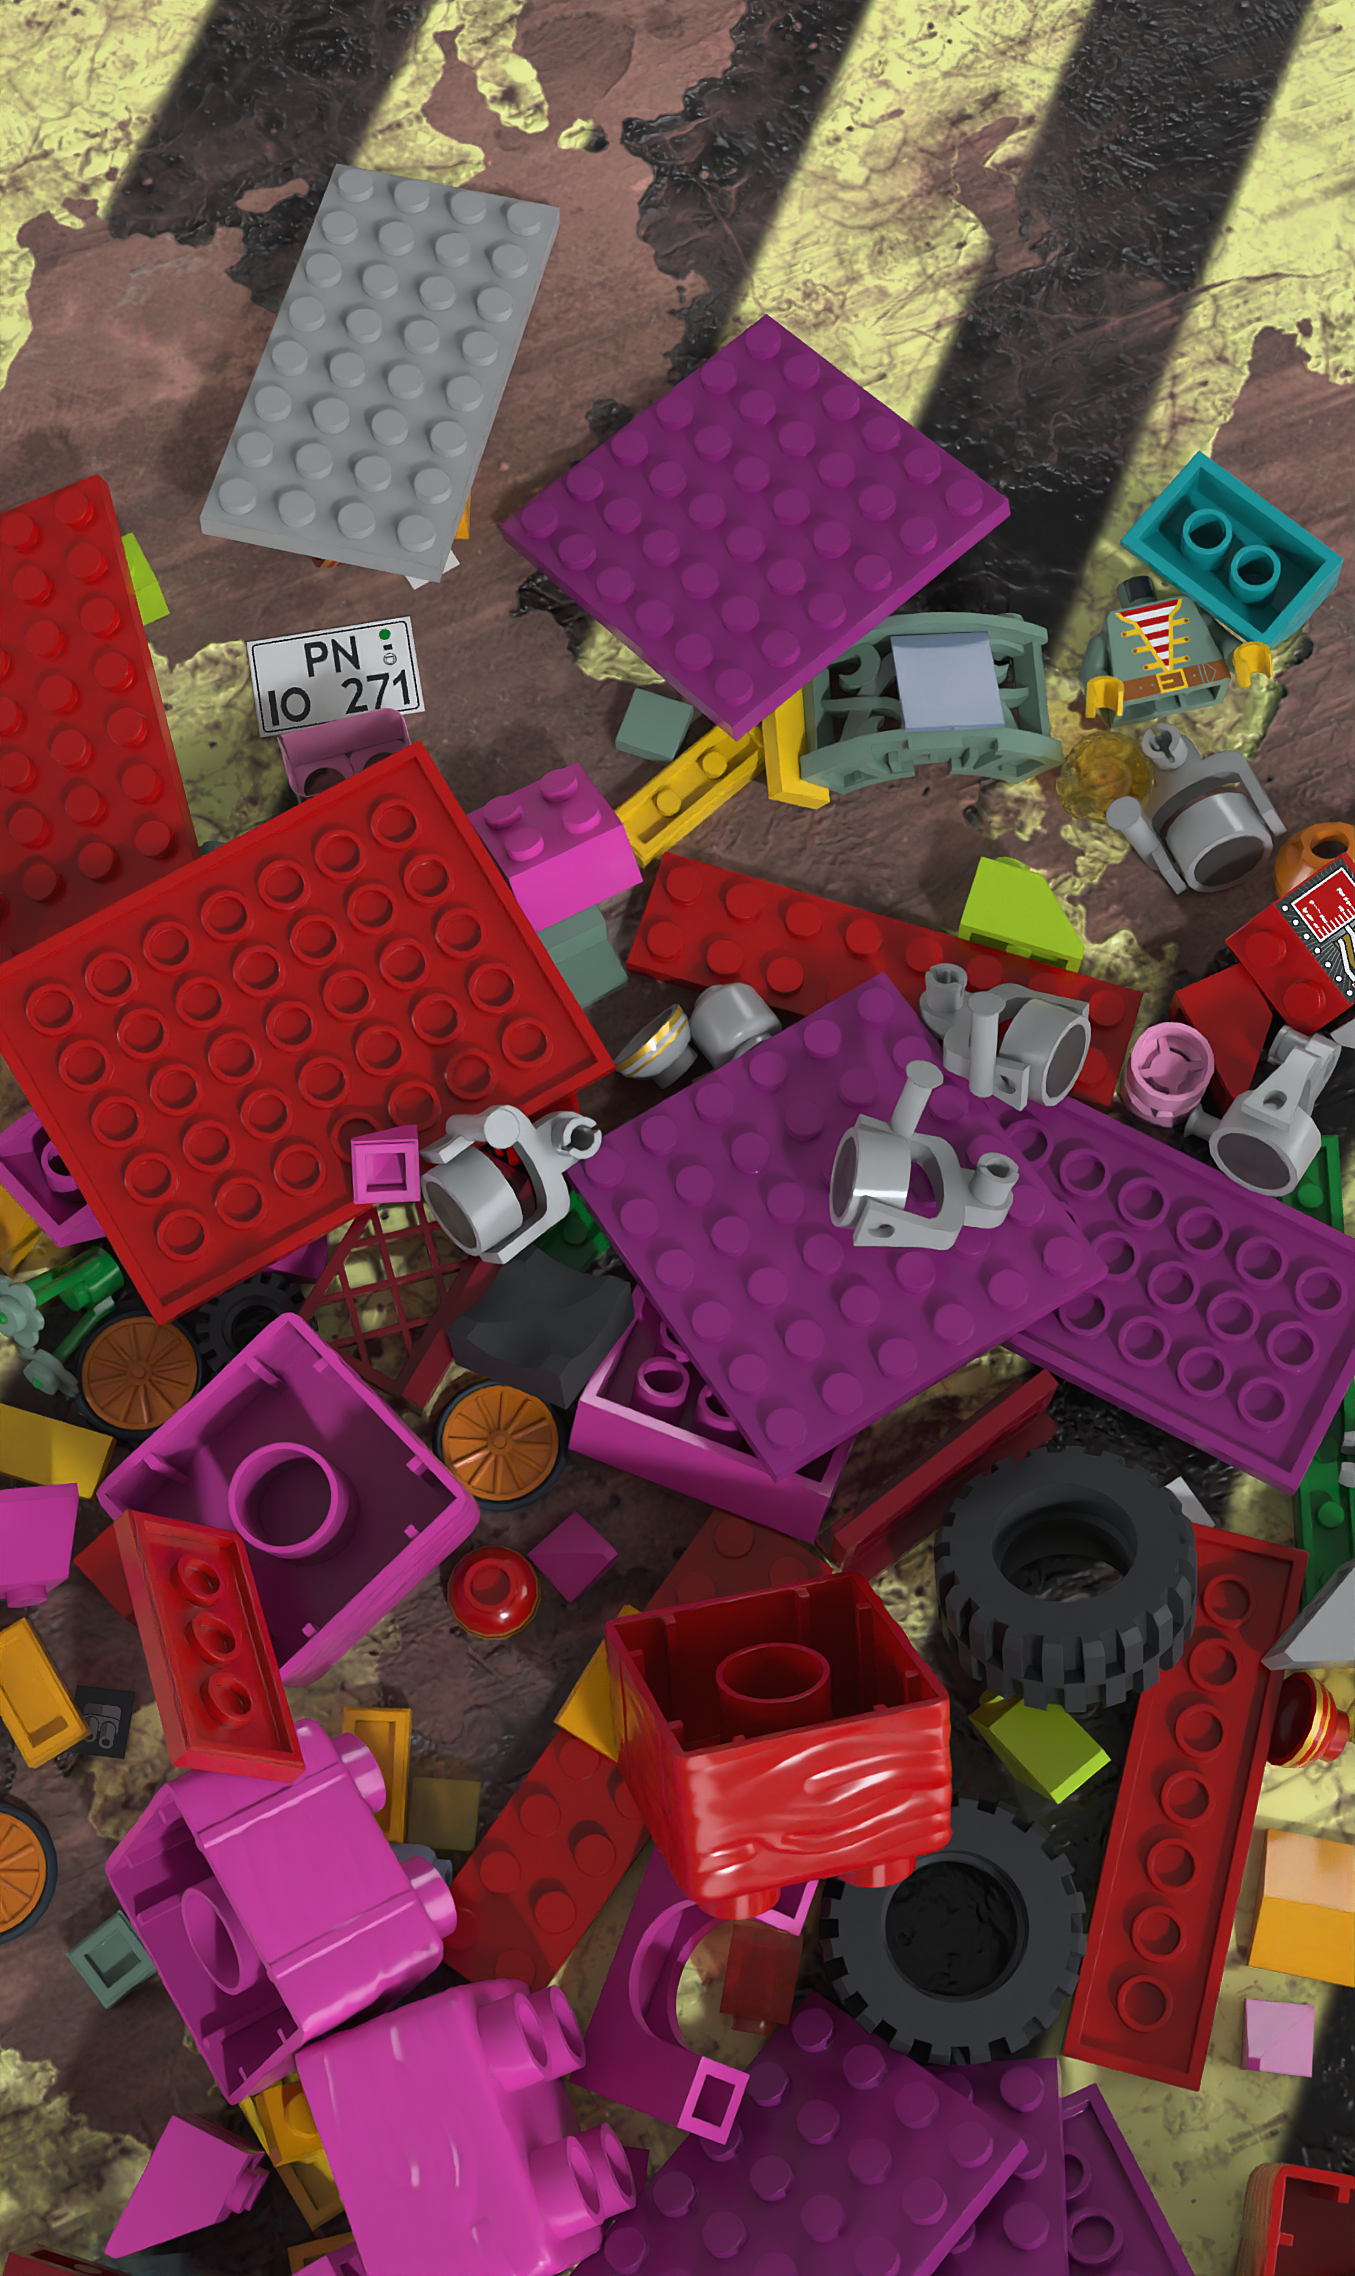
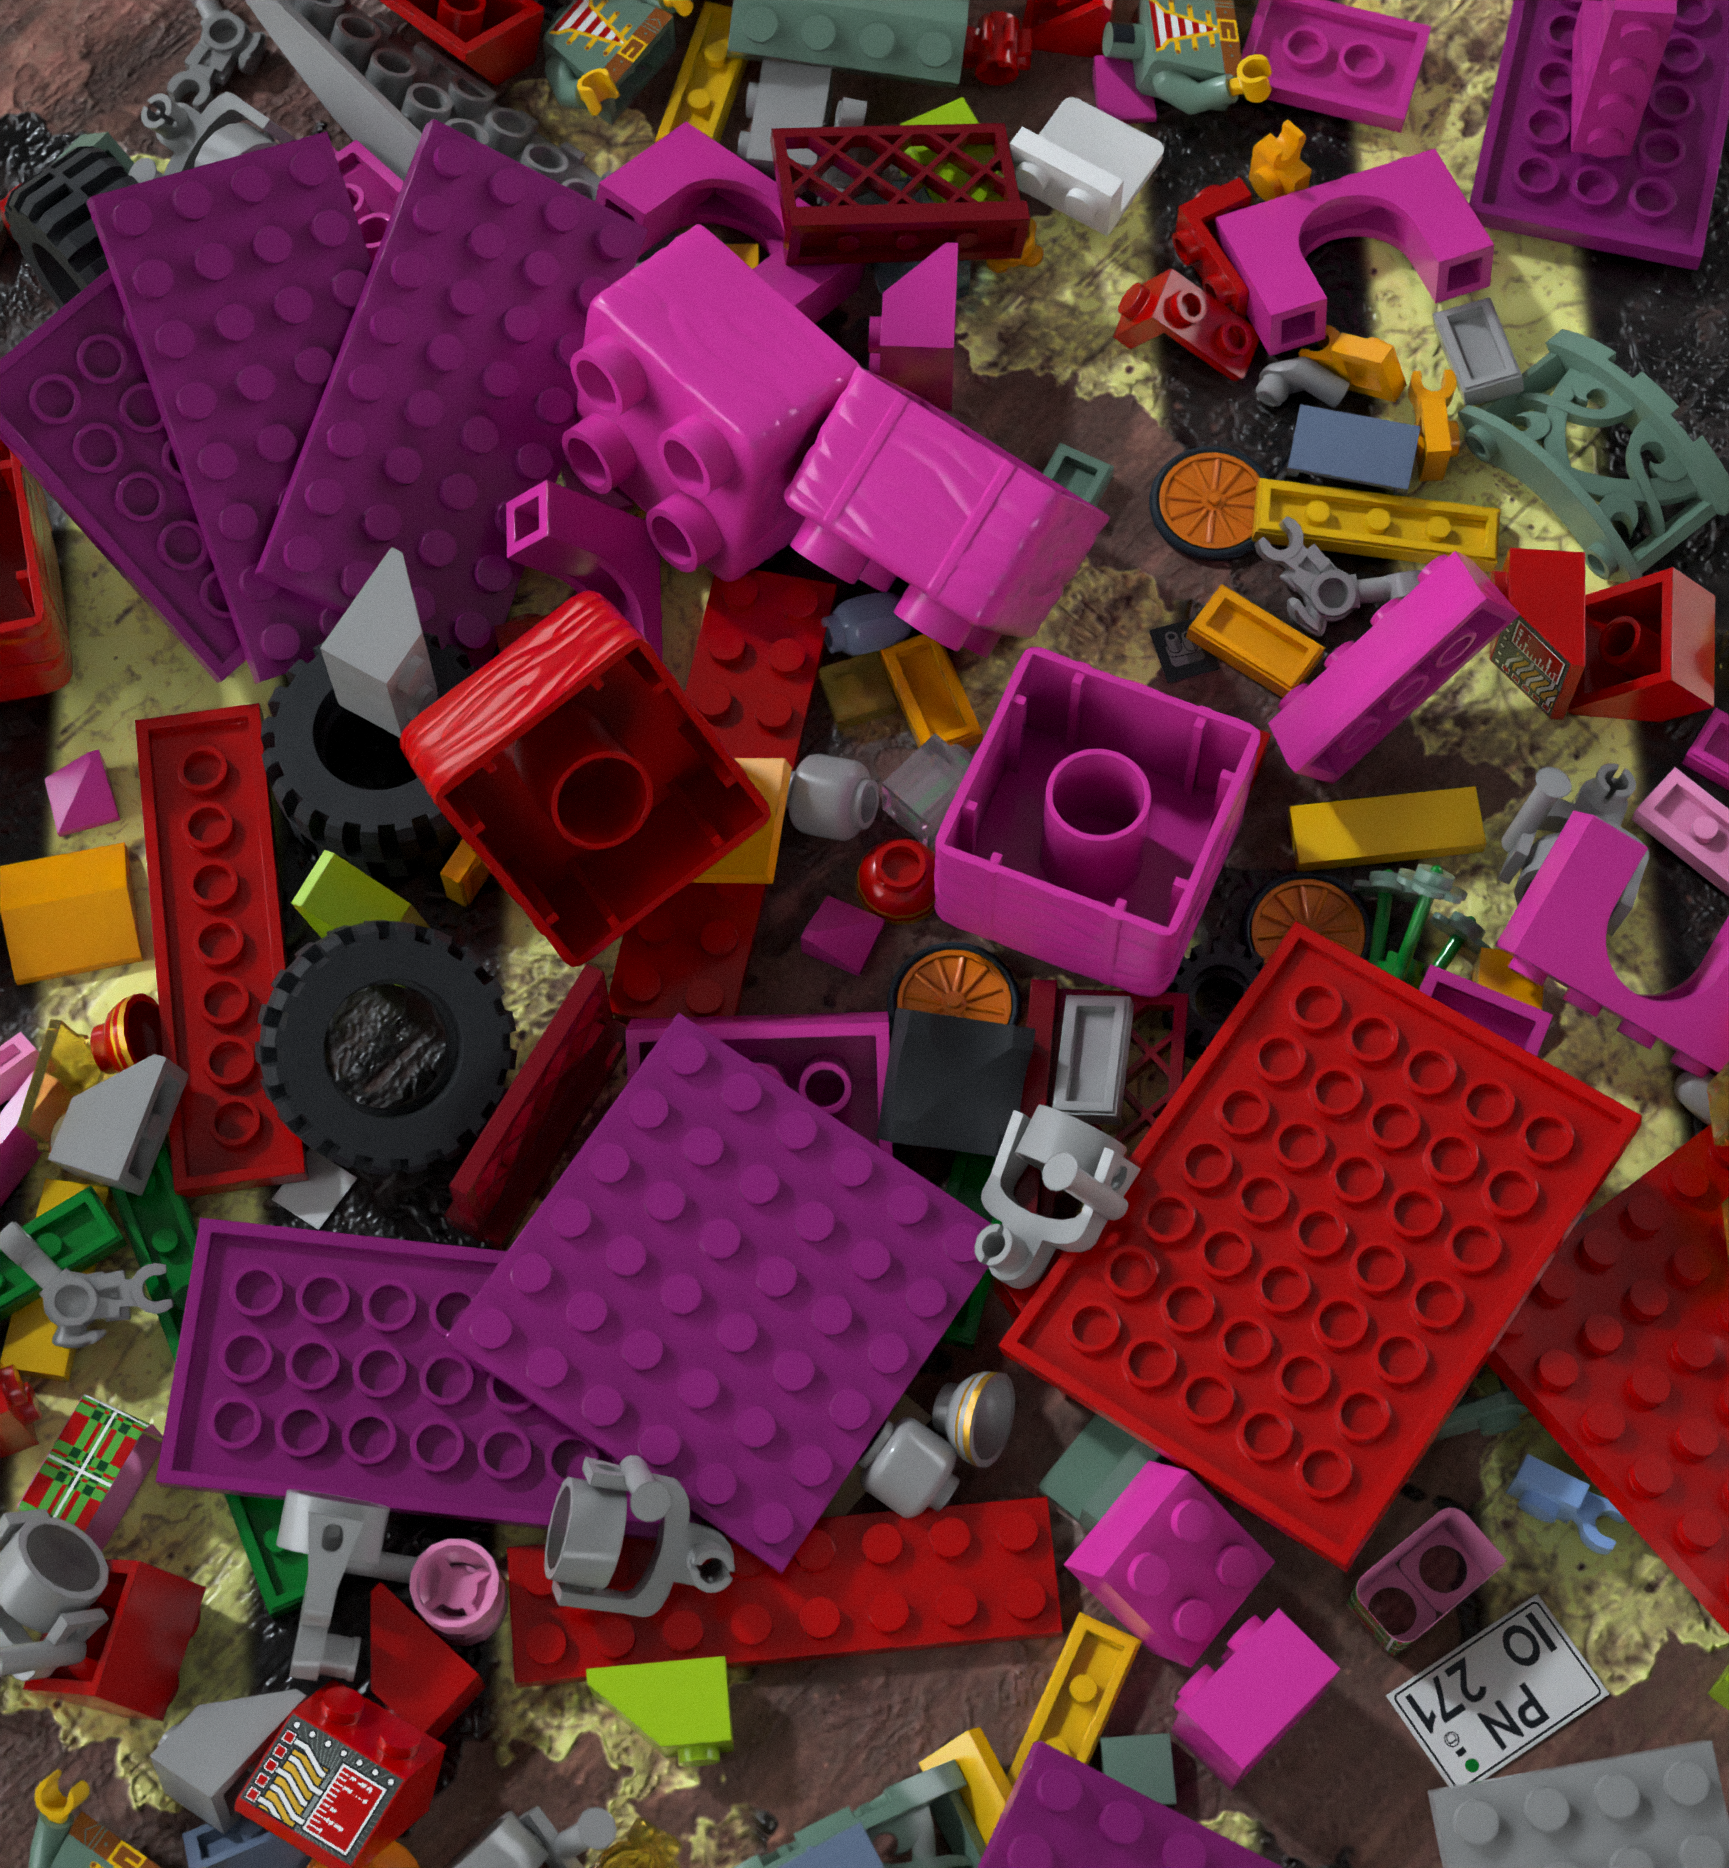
camera: 155 degrees right, 5 degrees down
(207, 792) = (1554, 1495): none -> light blue plate
(208, 1648) = (1089, 619): red tile -> none
(386, 1166) = (1163, 1144): dark pink slope -> none
(403, 1308) = (1094, 1058): none -> light grey tile
(419, 1661) = (925, 786): none -> clear brick
(523, 1694) = (832, 797): none -> light grey head
(538, 716) = (1253, 1698): none -> dark pink brick
(874, 1176) = (696, 1302): light grey piece -> none
(922, 1971) = (380, 651): none -> light grey slope

